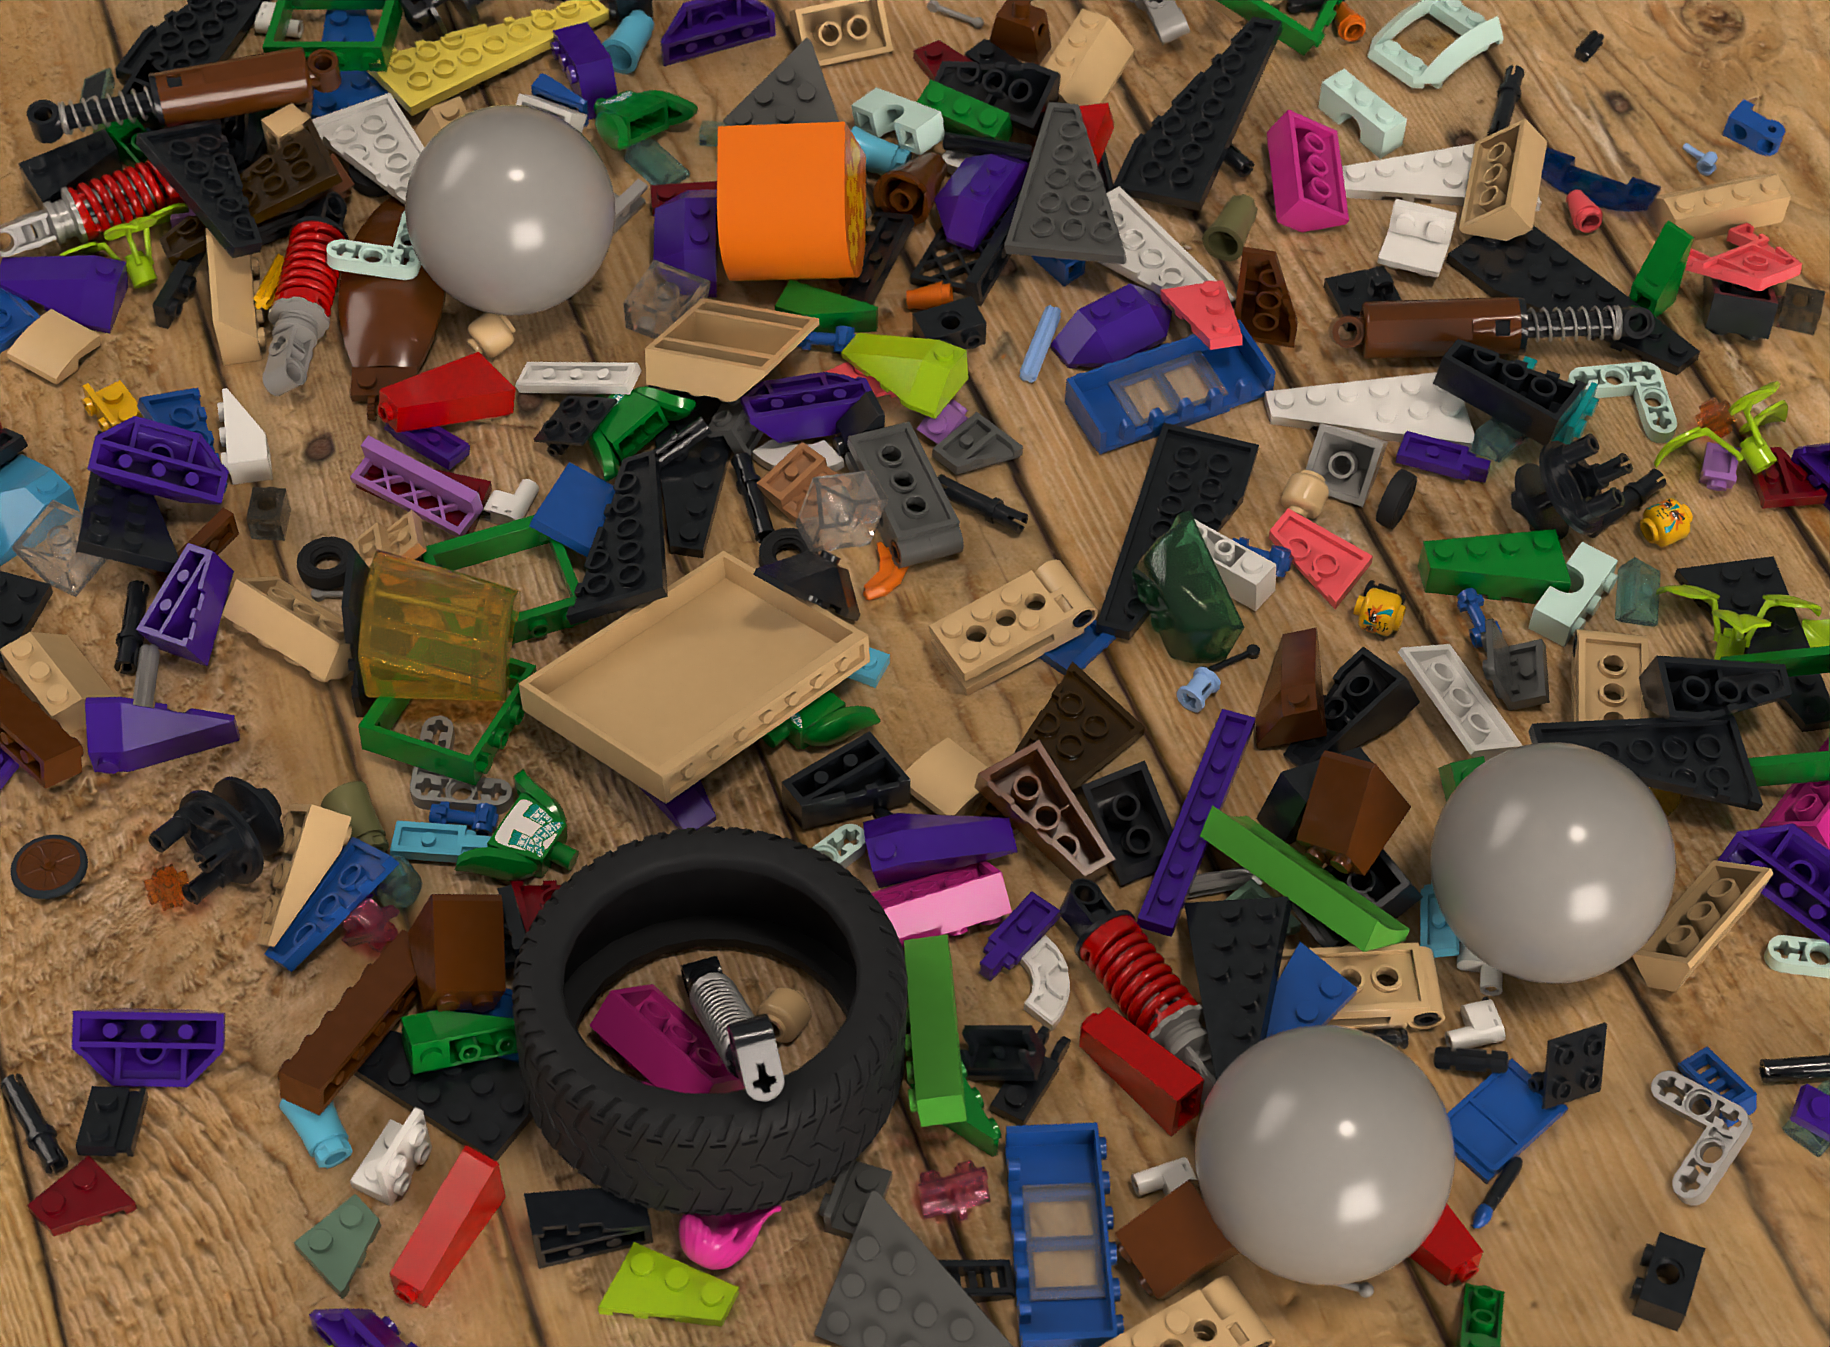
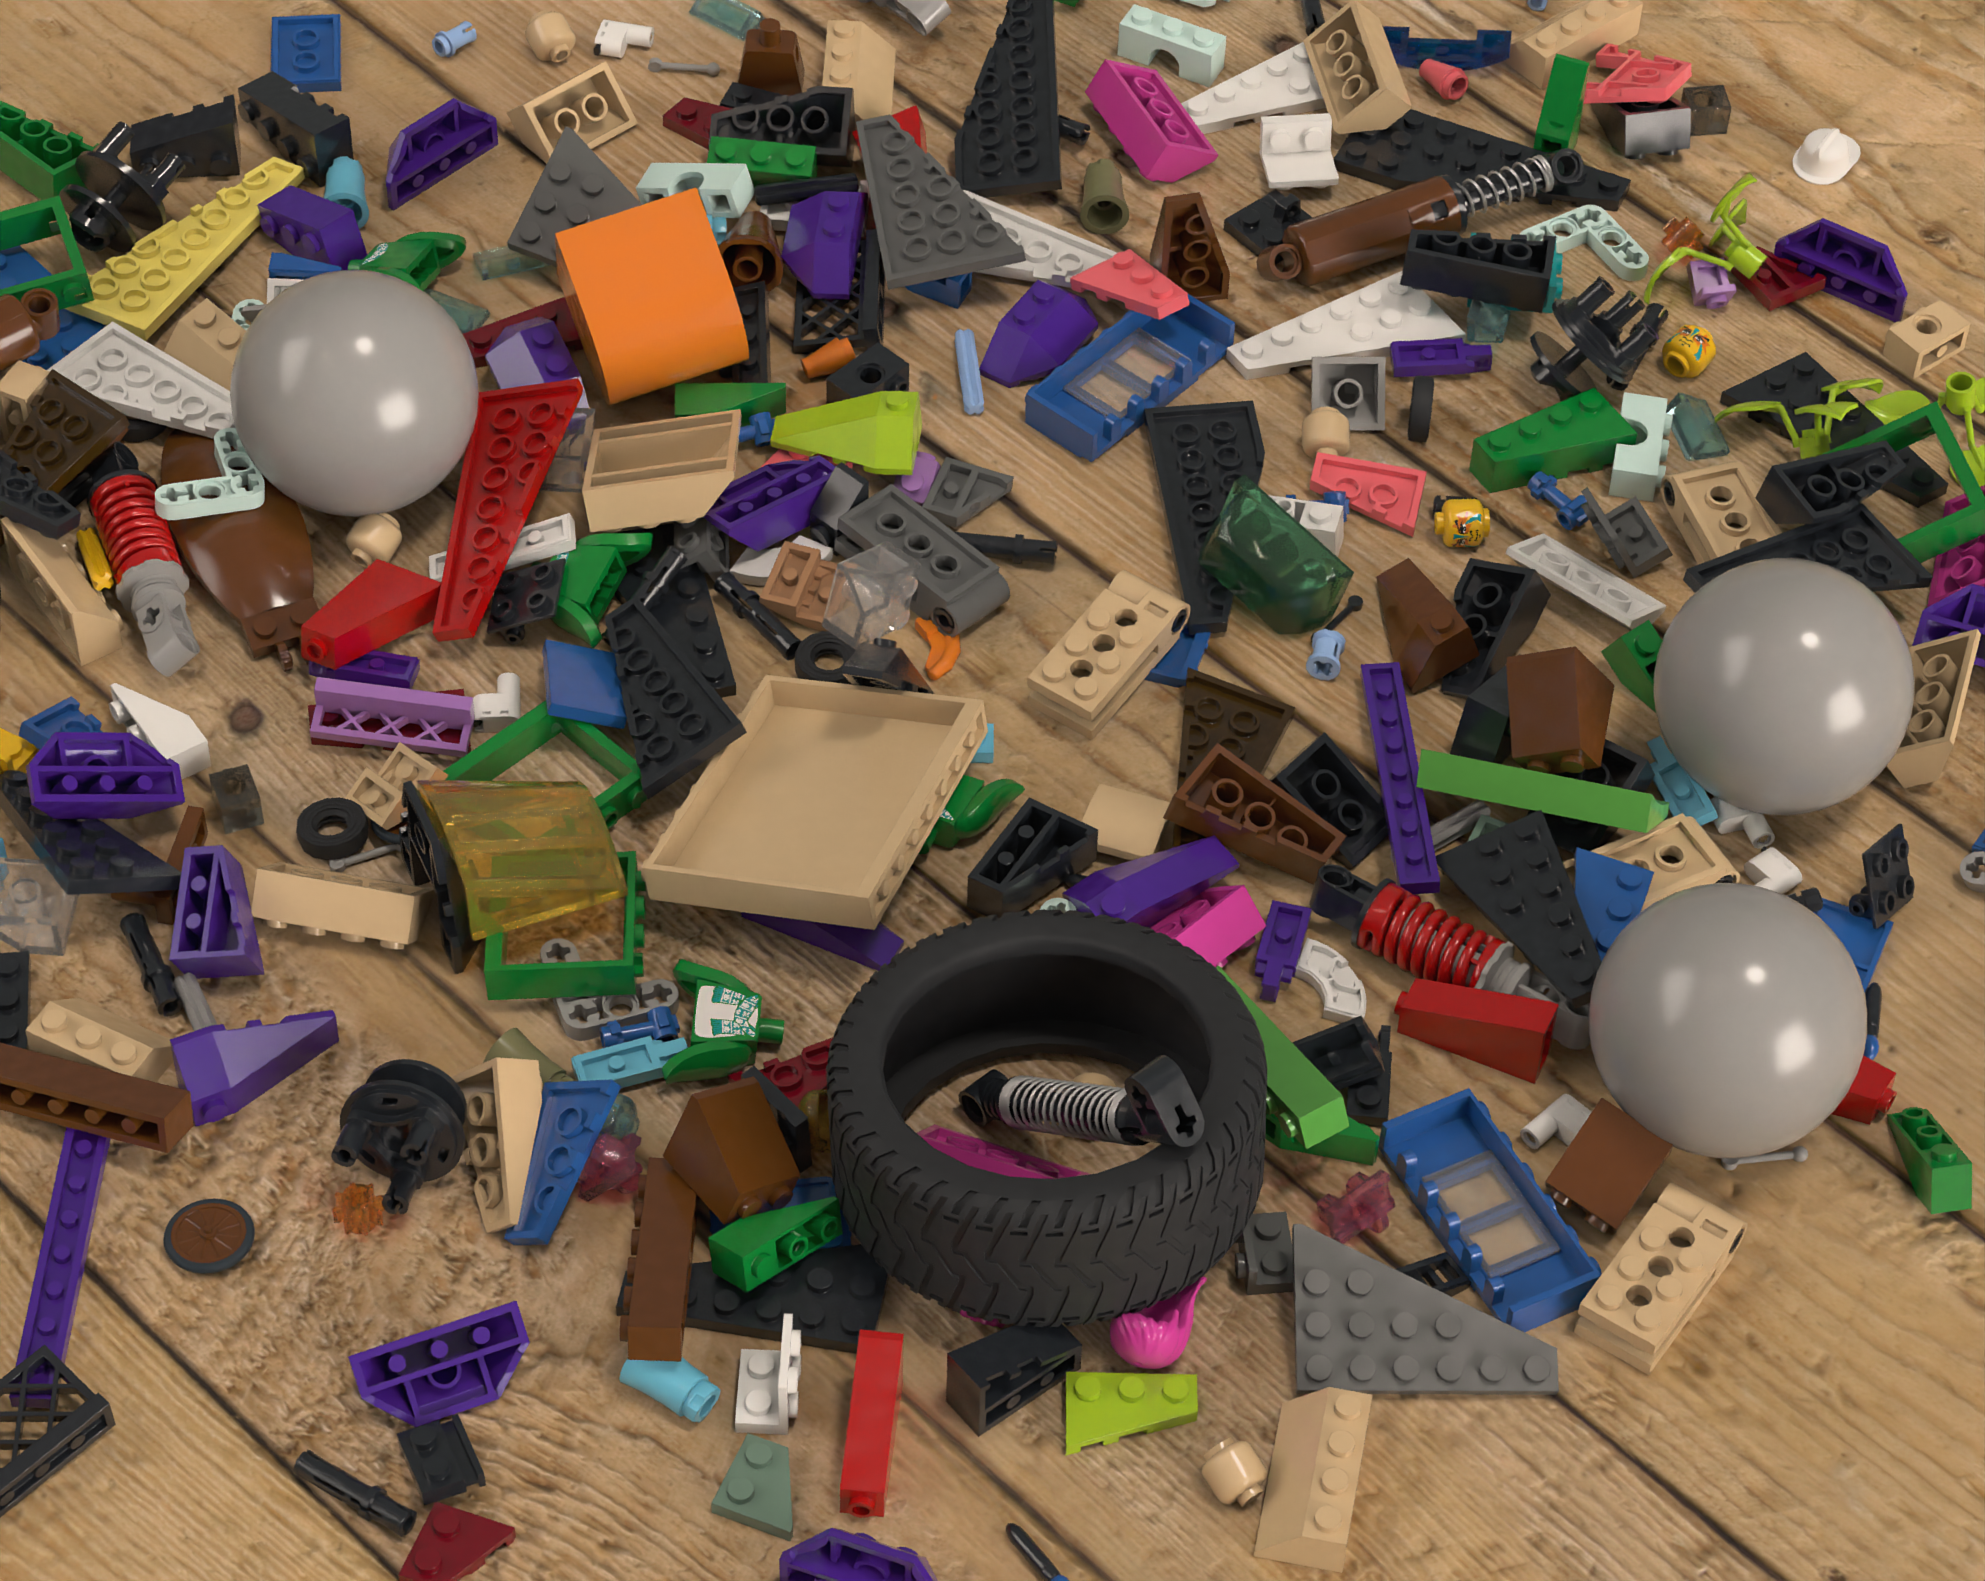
camera: 25 degrees left, 5 degrees down
(611, 304) = (499, 481): none -> red wing

